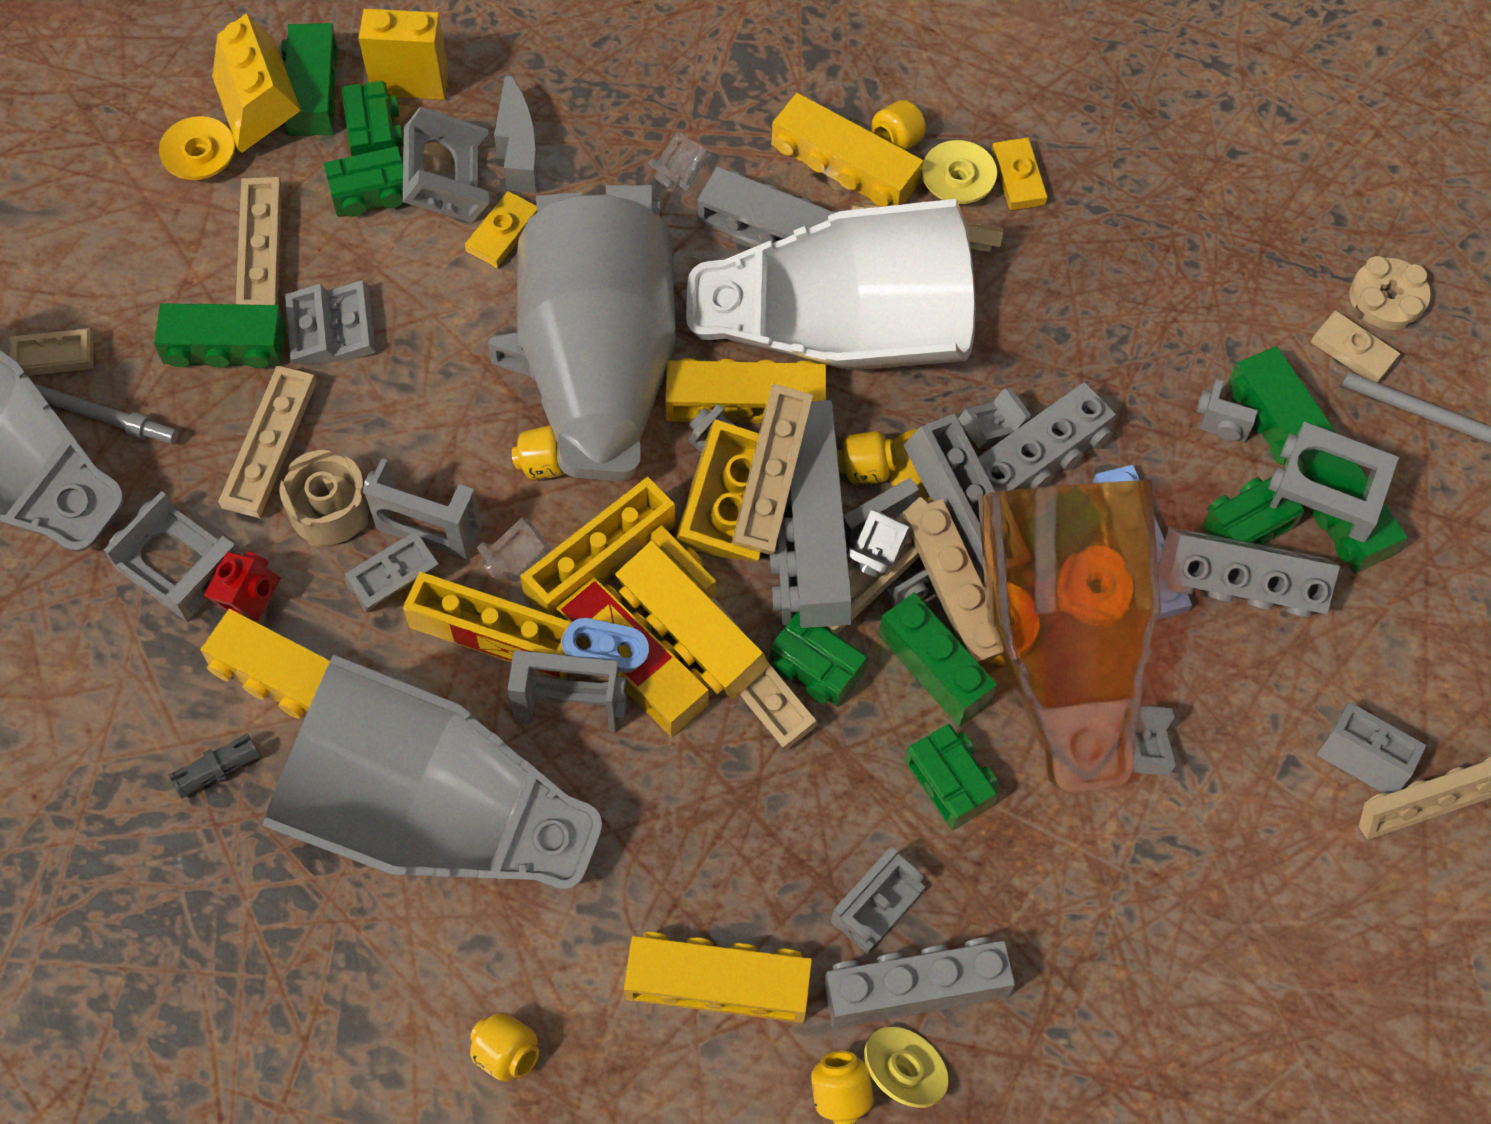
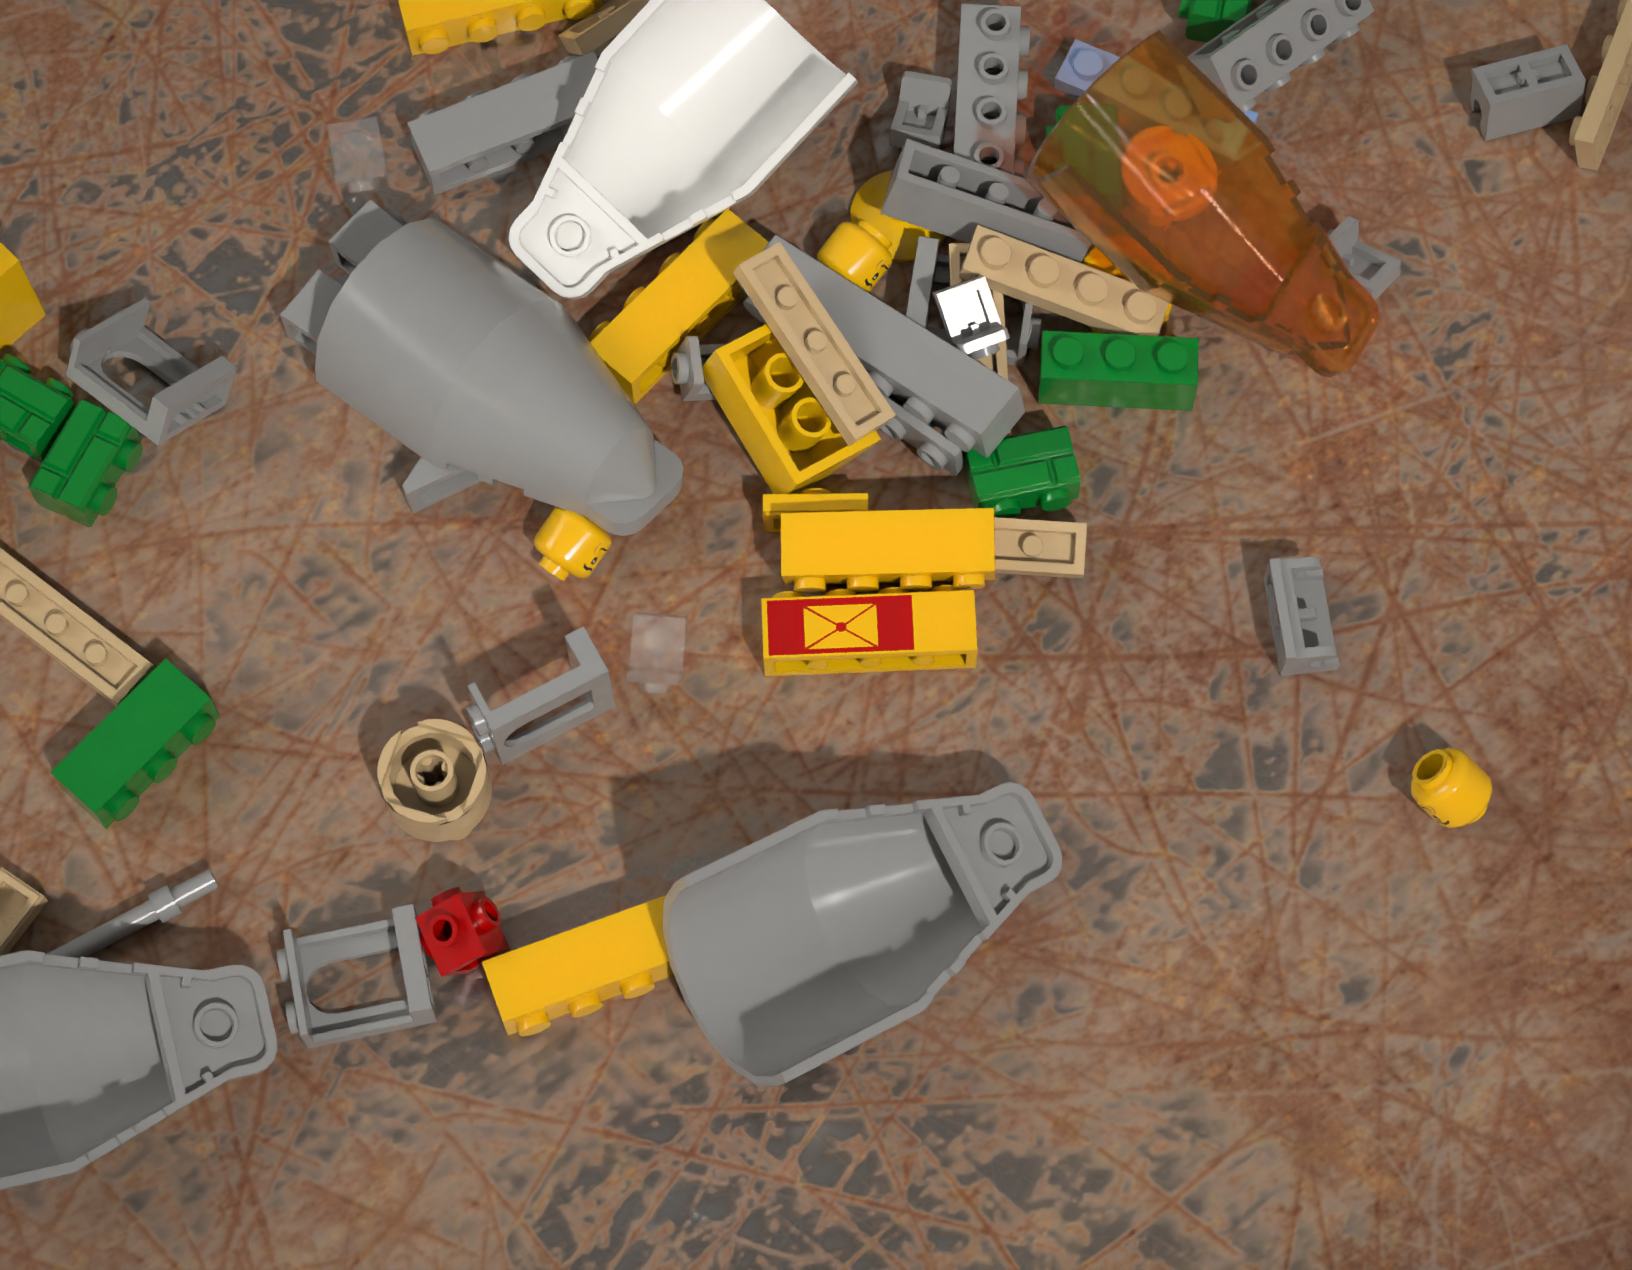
camera: 45 degrees left, 5 degrees up
(214, 765) = (630, 1106): dark grey pin -> none
(267, 442) = (308, 790): tan plate -> none
(330, 323) = (220, 629): light grey slope -> none
(390, 570) = (576, 782): light grey hinge -> none
(482, 620) = (724, 731): yellow brick -> none
(500, 229) = (267, 381): yellow plate -> none
(504, 1047) = (1159, 1050): yellow head -> none
(516, 139) = (176, 280): light grey slope -> none
(526, 687) = (850, 704): light grey panel -> none
(599, 546) = (733, 572): yellow brick -> none
(604, 642) = (852, 644): light blue plate -> none
(717, 978) = (1256, 812): yellow brick -> none
(906, 1067) = (1477, 719): light yellow dish -> none
(918, 983) = (1411, 646): light grey brick -> none
(952, 775) = (1241, 454): green brick -> none

